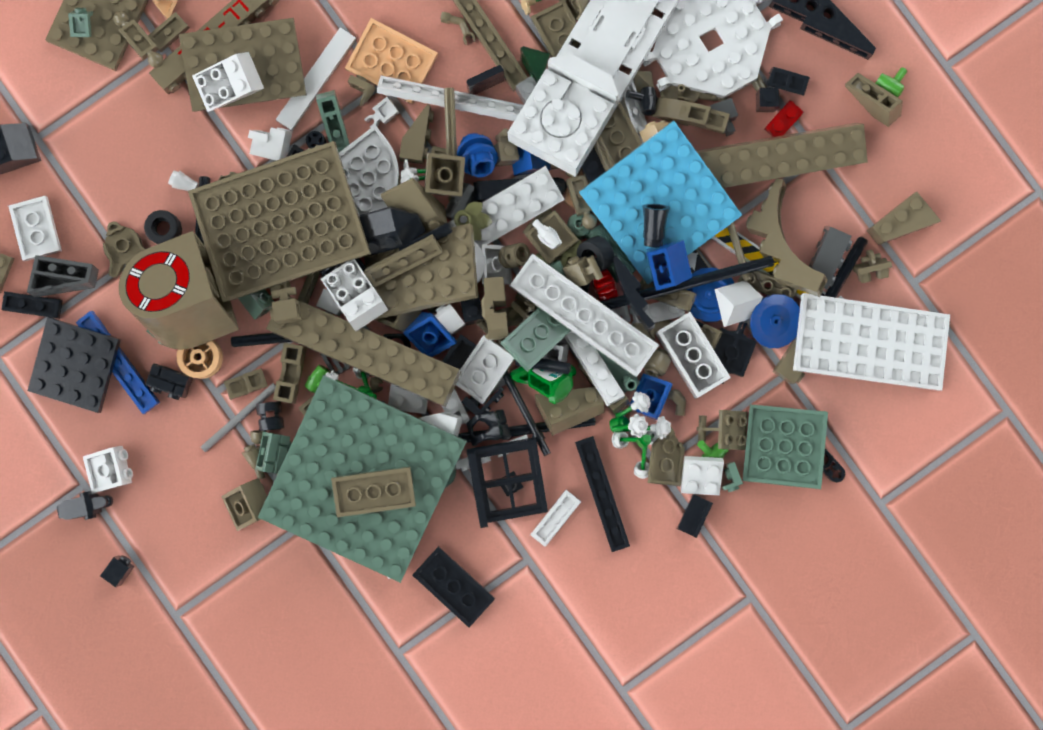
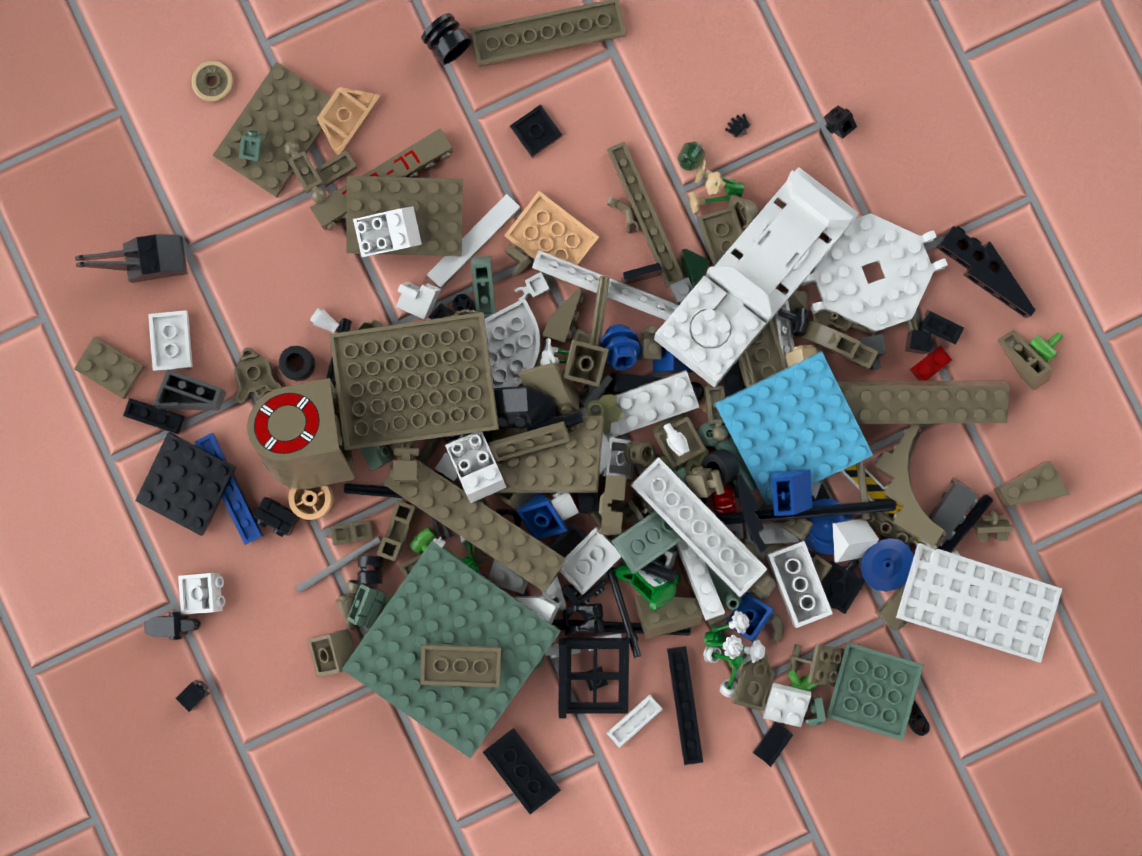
camera: 10 degrees right, 0 degrees up
(654, 224) = (784, 449): black plant -> none

